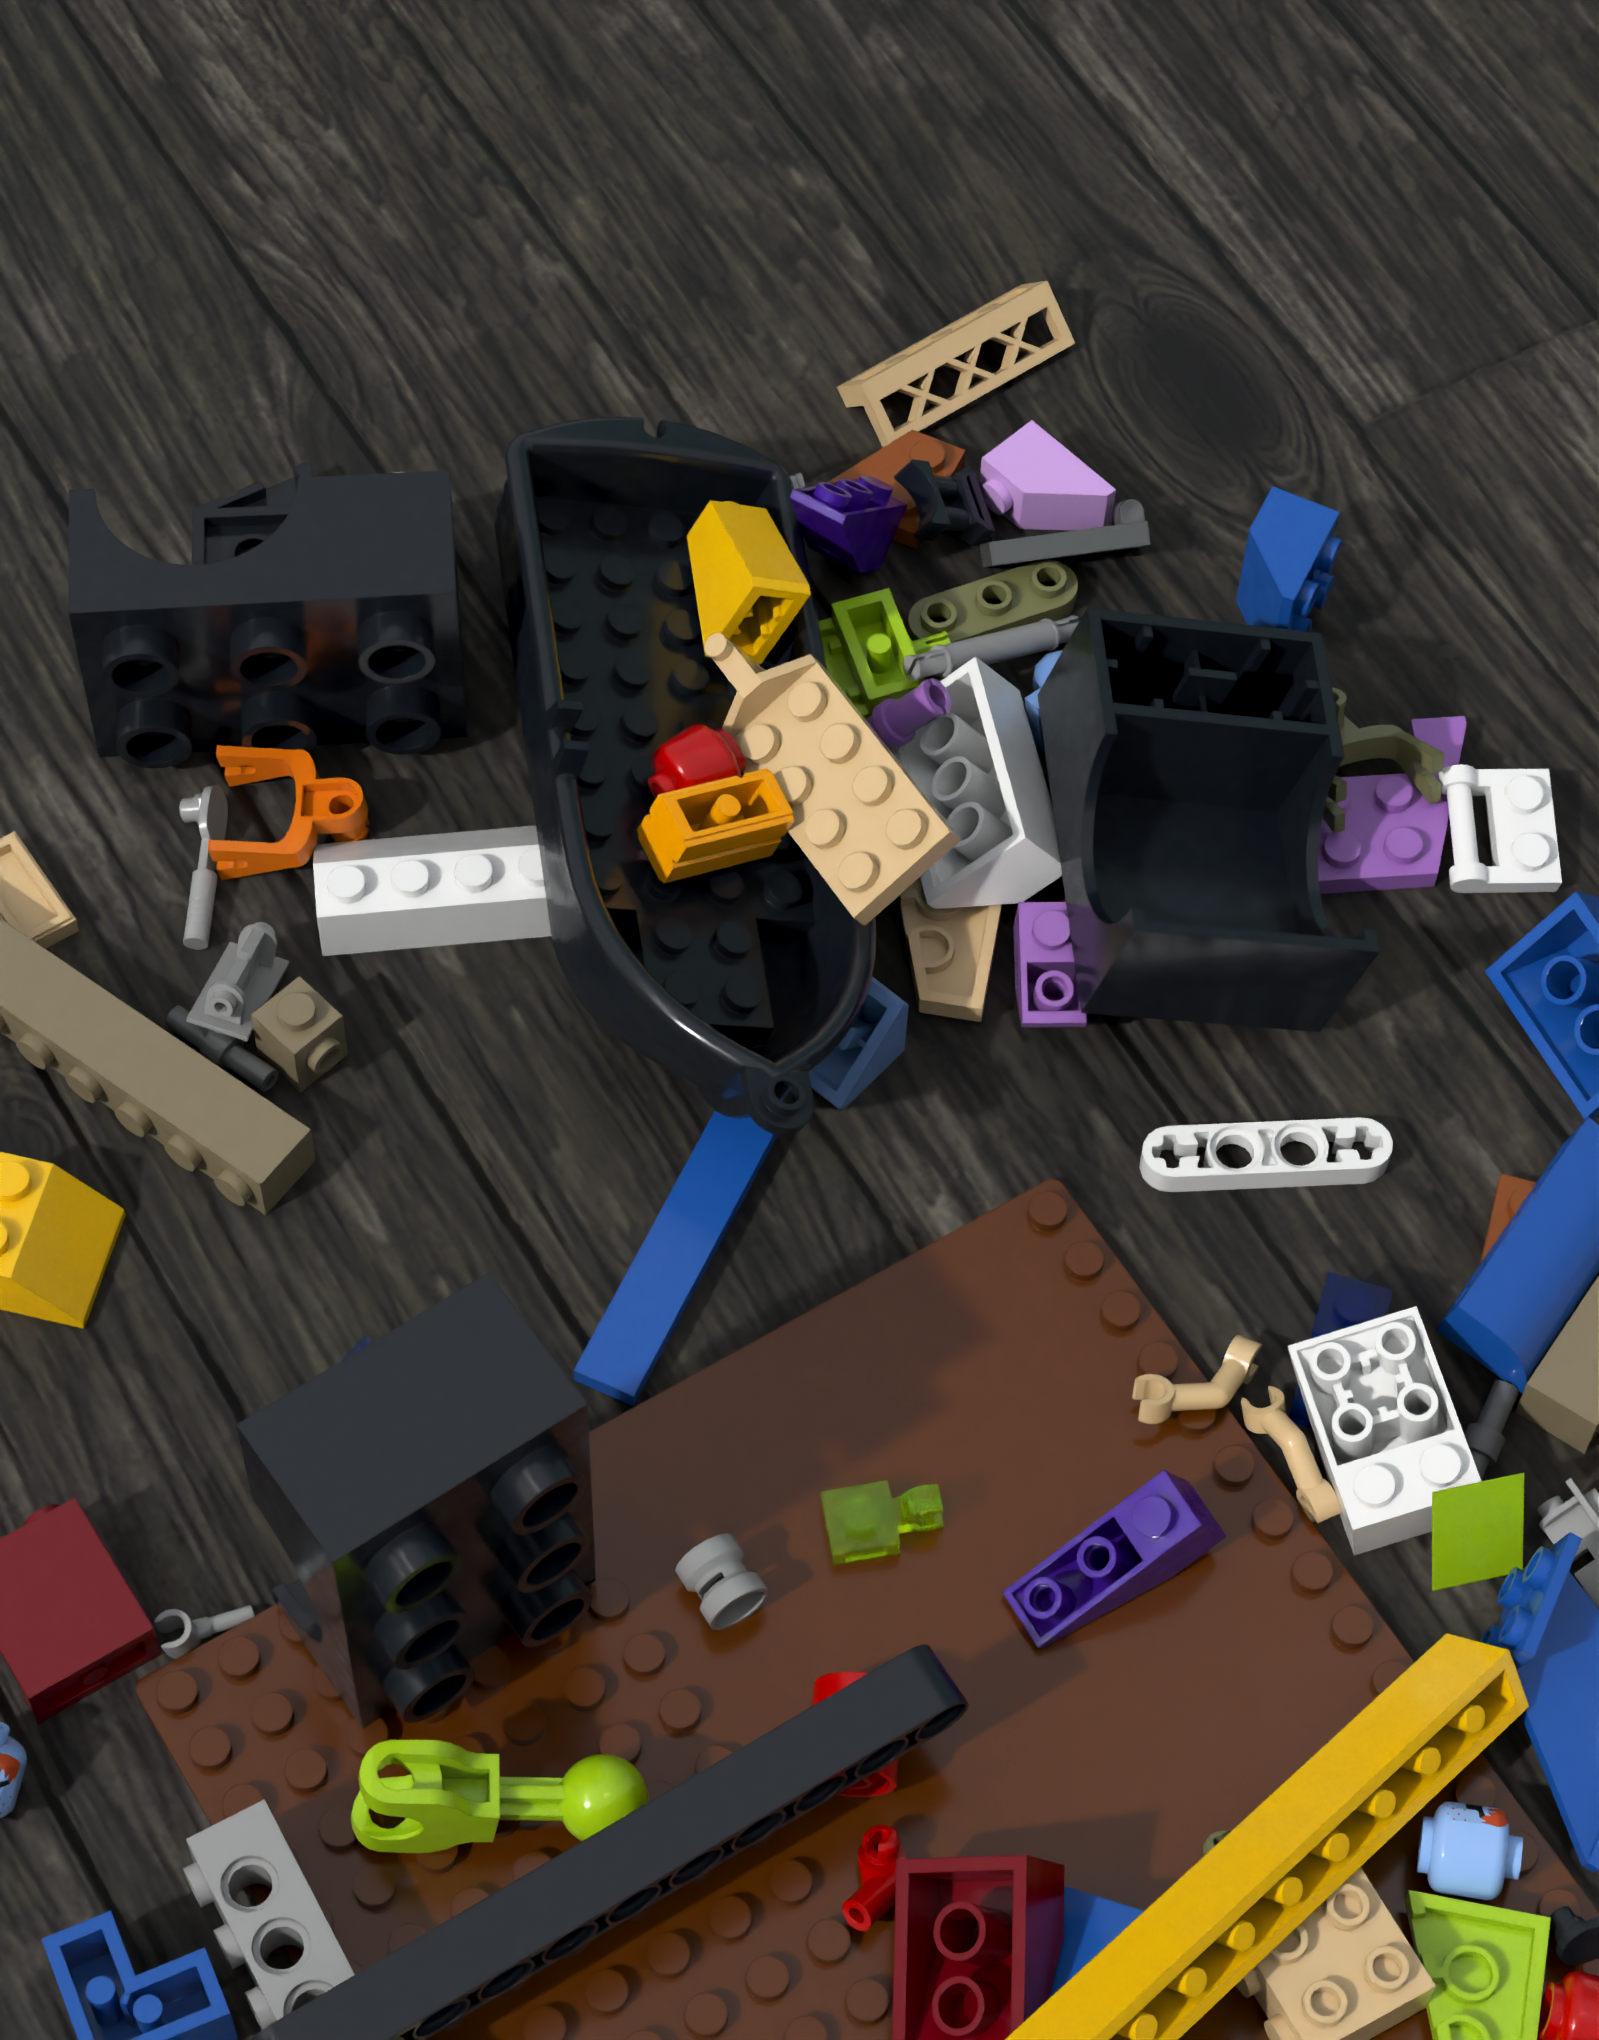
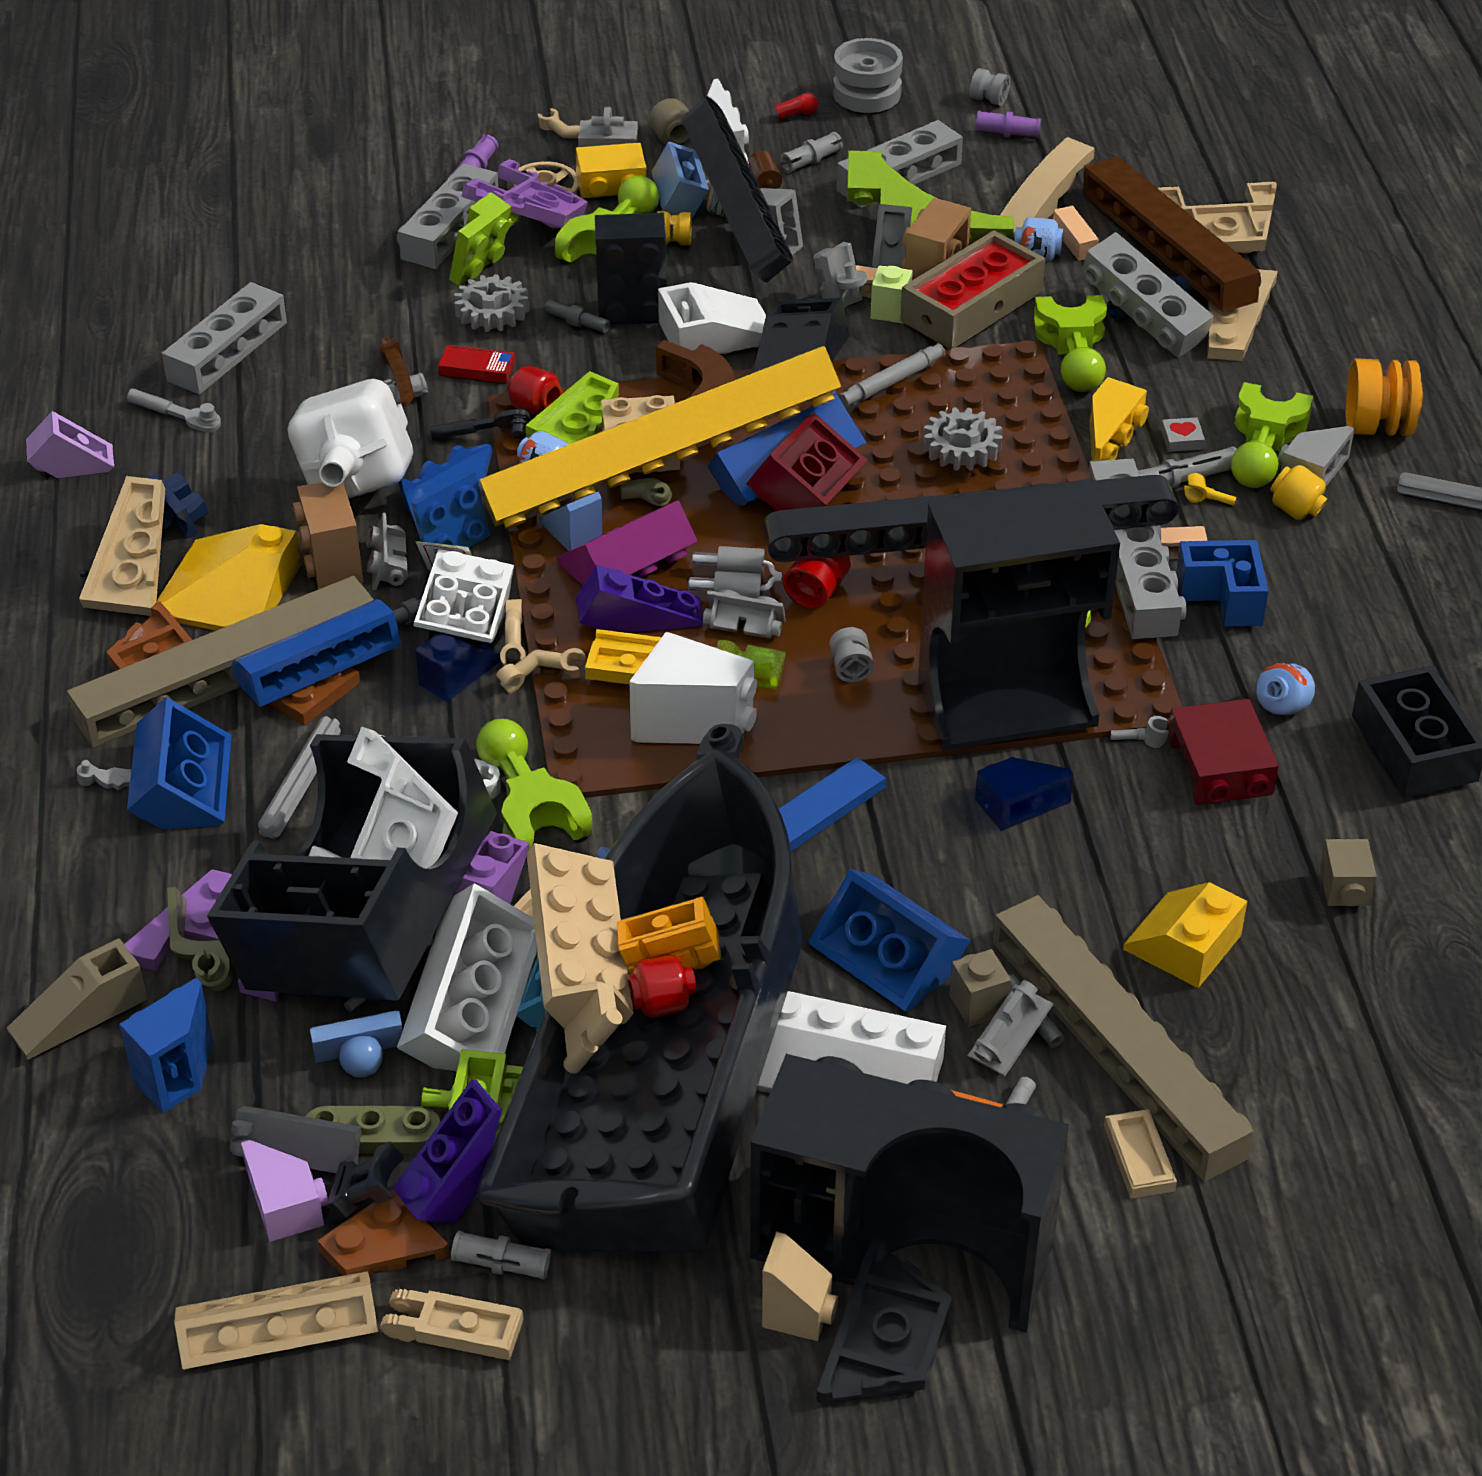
camera: 155 degrees left, 15 degrees down
(453, 1080) = (887, 940): none -> blue slope
(744, 577) = (556, 1101): yellow slope -> none
(764, 411) = (453, 1322): none -> tan hinge
(900, 719) = (495, 1035): medium lavender pin -> none
(918, 1353) = (689, 690): none -> white slope
(962, 1617) = (727, 608): none -> light grey hinge
(991, 647) = (397, 1071): light grey piece -> none
(1014, 1732) = (737, 570): none -> light grey piece
(1071, 1442) = (617, 655): none -> yellow plate
(1075, 1134) = (532, 796): none -> lime piece
(1195, 879) = (404, 809): none -> white wing
(1206, 1682) = (634, 545): none -> magenta slope
(1320, 1701) = (576, 521): none -> medium blue slope
(1432, 1074) = (294, 784): none -> light grey axle
(1447, 625) = (81, 998): none -> dark tan slope
(1518, 826) = (145, 871): white plate -> none

